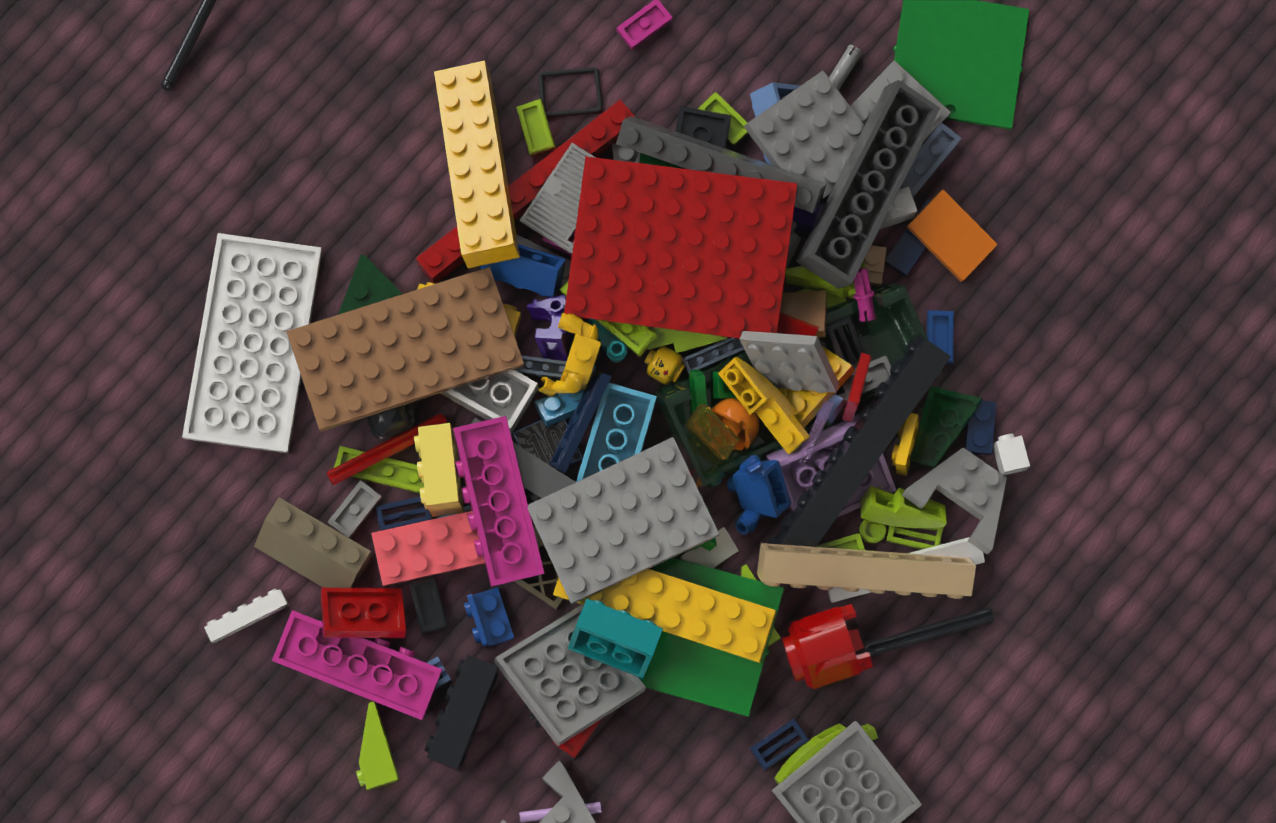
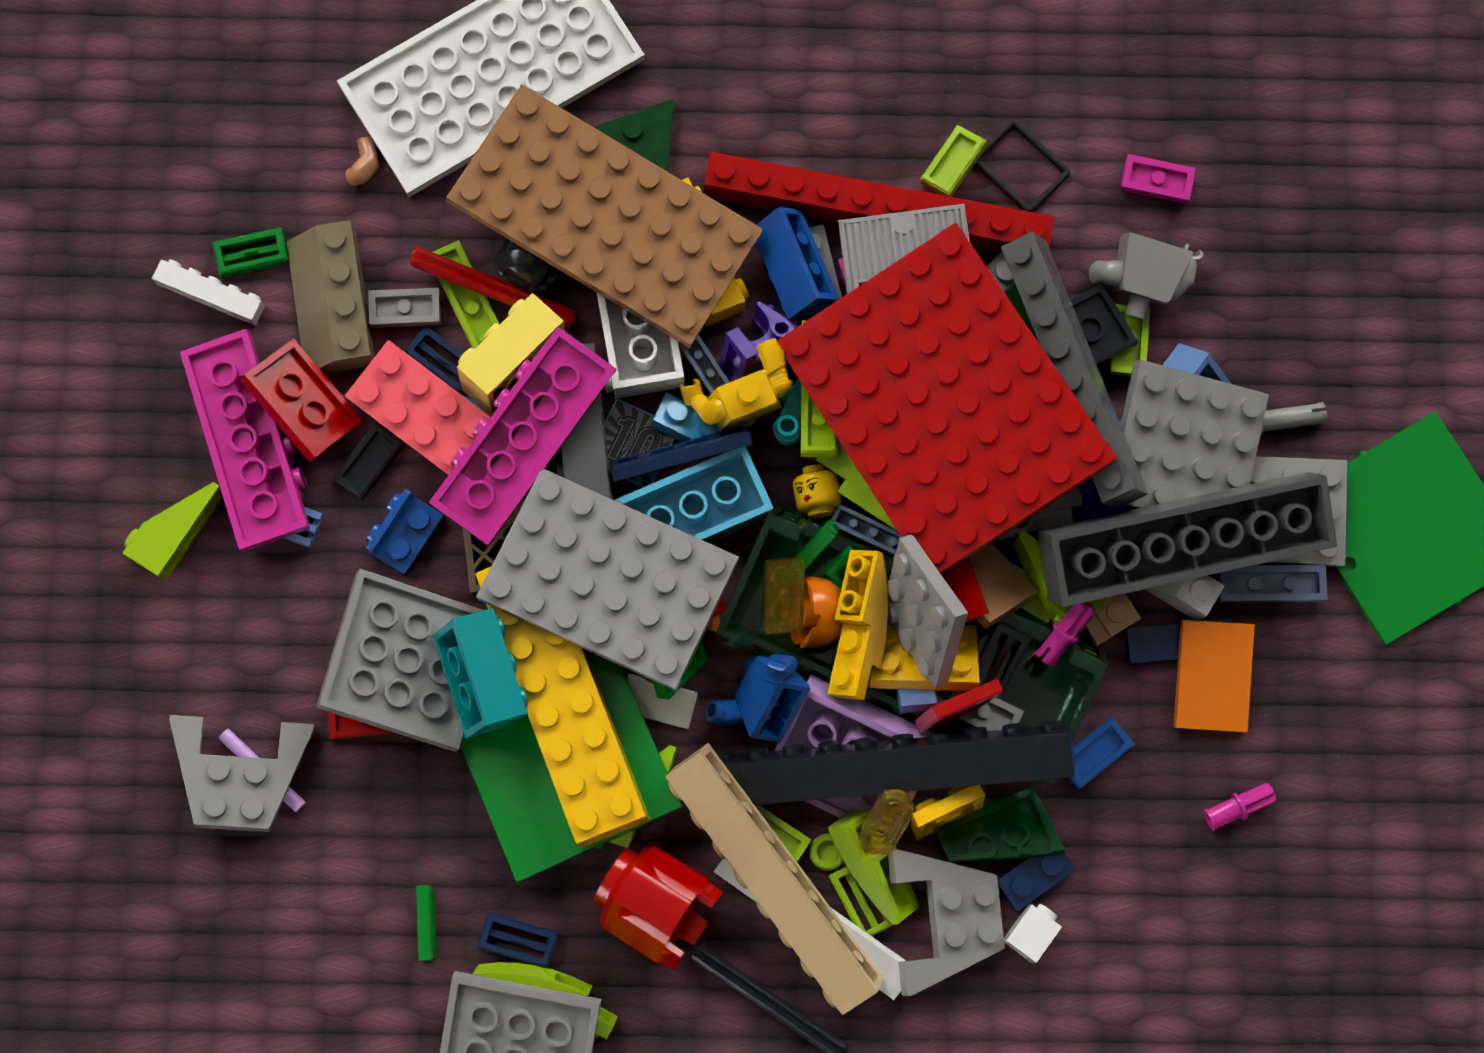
camera: 50 degrees right, 0 degrees up
(248, 462) = (366, 165): none -> nougat arm
(253, 552) = (253, 265): none -> green tile
(463, 713) = (277, 585): black brick -> none
(476, 165) = (857, 129): yellow brick -> none
(695, 76) = (1147, 272): none -> light grey torso
(728, 787) = (426, 923): none -> green tile
(820, 429) = (879, 700): lavender piece -> none
(887, 478) = (889, 820): none -> clear yellow plate
(1034, 284) = (1239, 806): none -> dark pink axle

